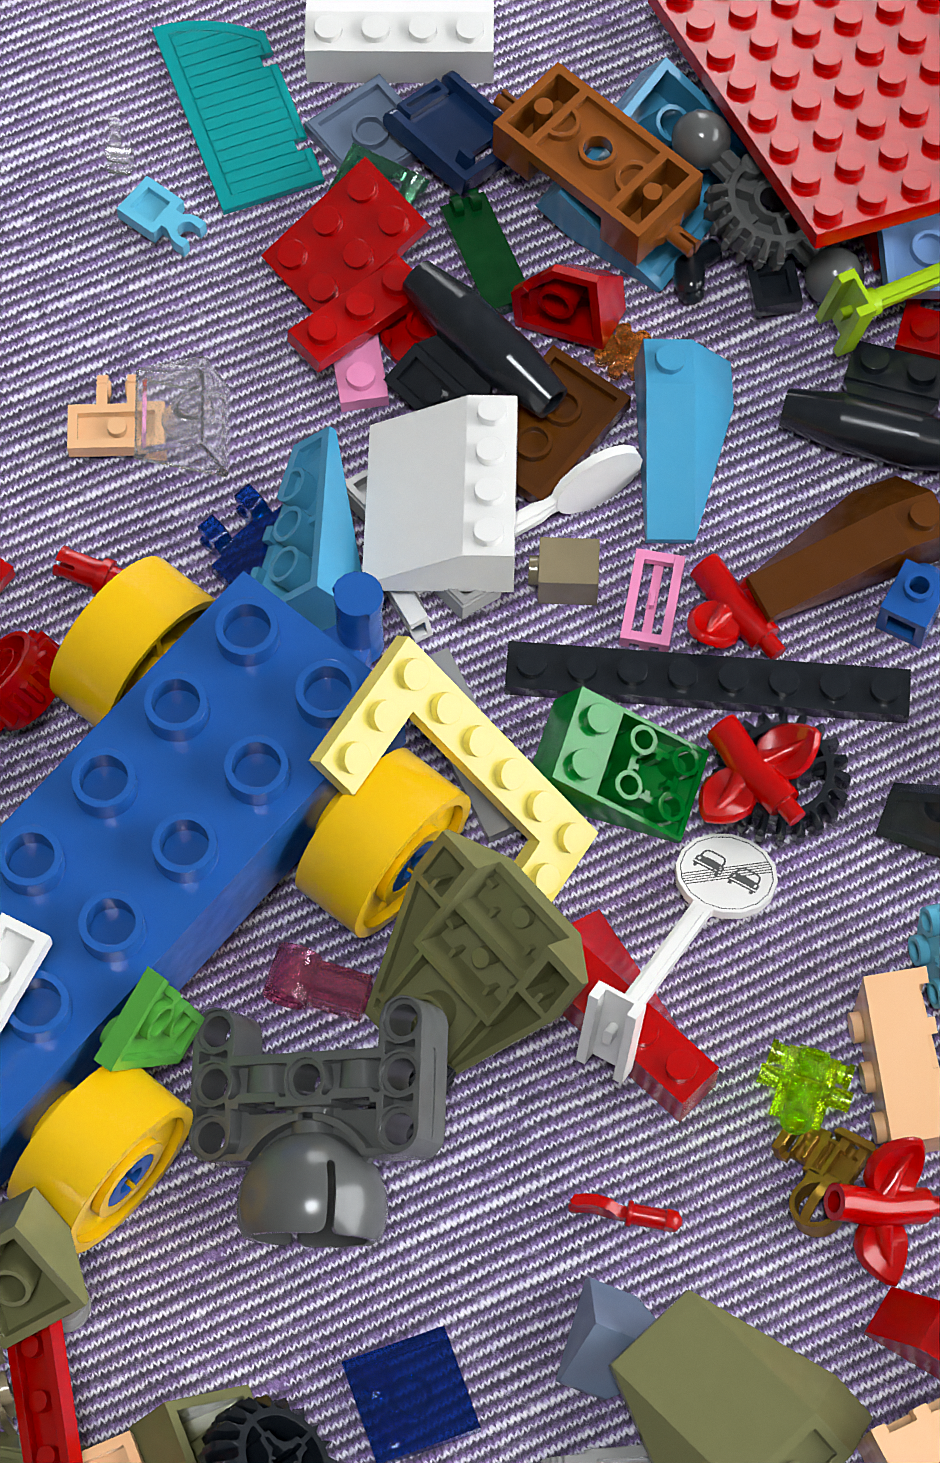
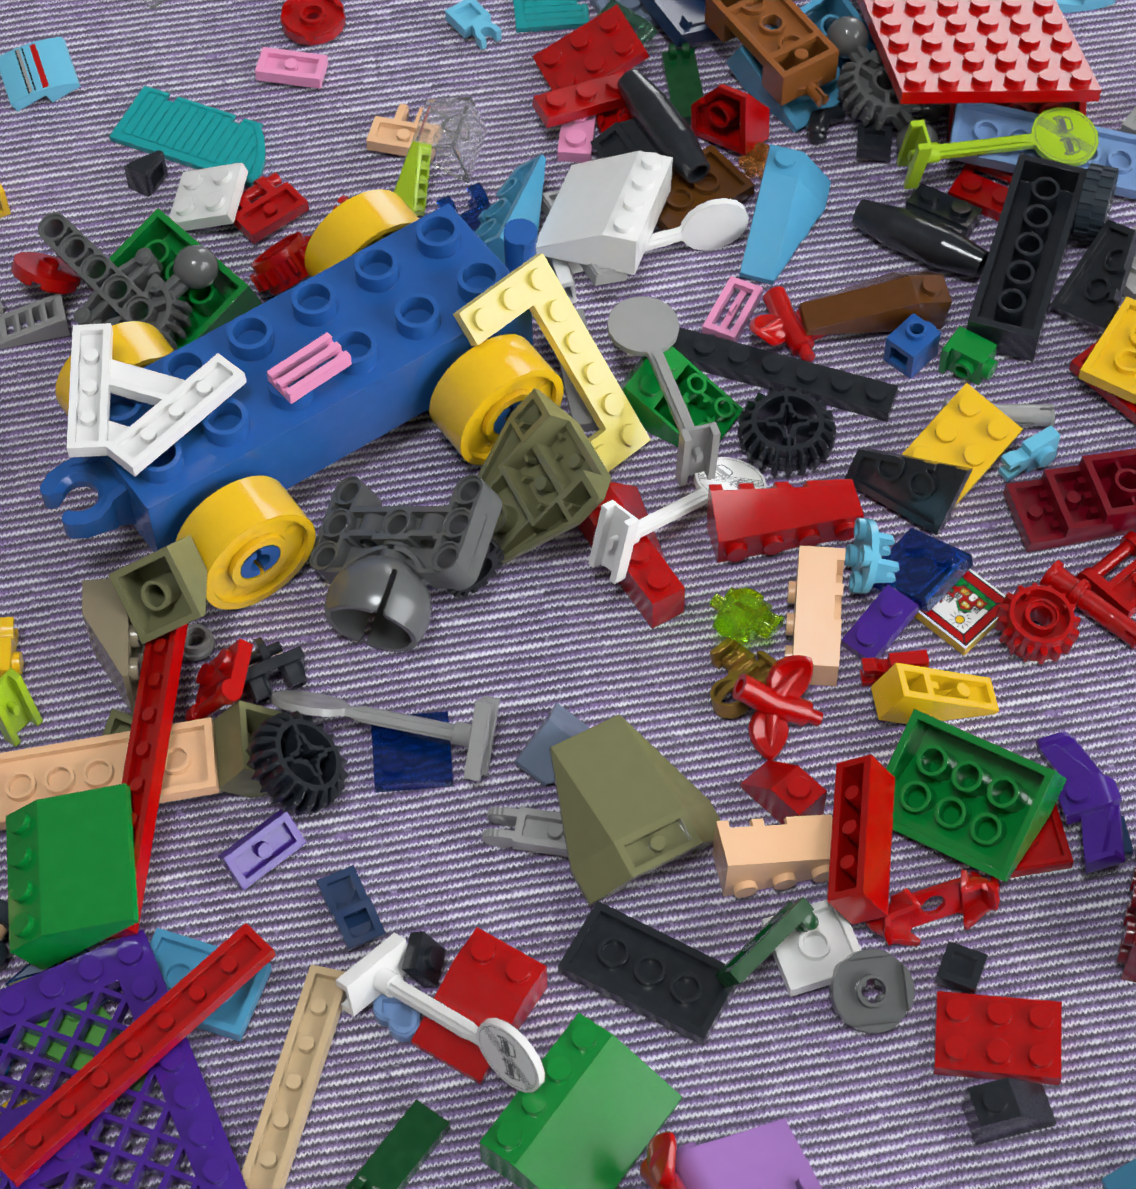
camera: 15 degrees right, 10 degrees down
(117, 1357) = (221, 680): none -> red plate
(151, 1028) = (301, 462): bright green wing -> none
(157, 517) = (414, 177): none -> lime slope
(160, 861) = (304, 364): none -> bright pink tile
(205, 1312) = (287, 665): none -> black hips
(276, 1367) = (475, 736): none -> light grey piece
(303, 979) = (422, 483): clear pink piece -> none
(557, 682) = (648, 329): none -> light grey piece
(566, 571) = (678, 278): dark tan brick -> none
(632, 1214) = (576, 662): red piece -> none
(757, 771) = (767, 415): red plant -> none
(814, 919) = (780, 517): none -> red wedge

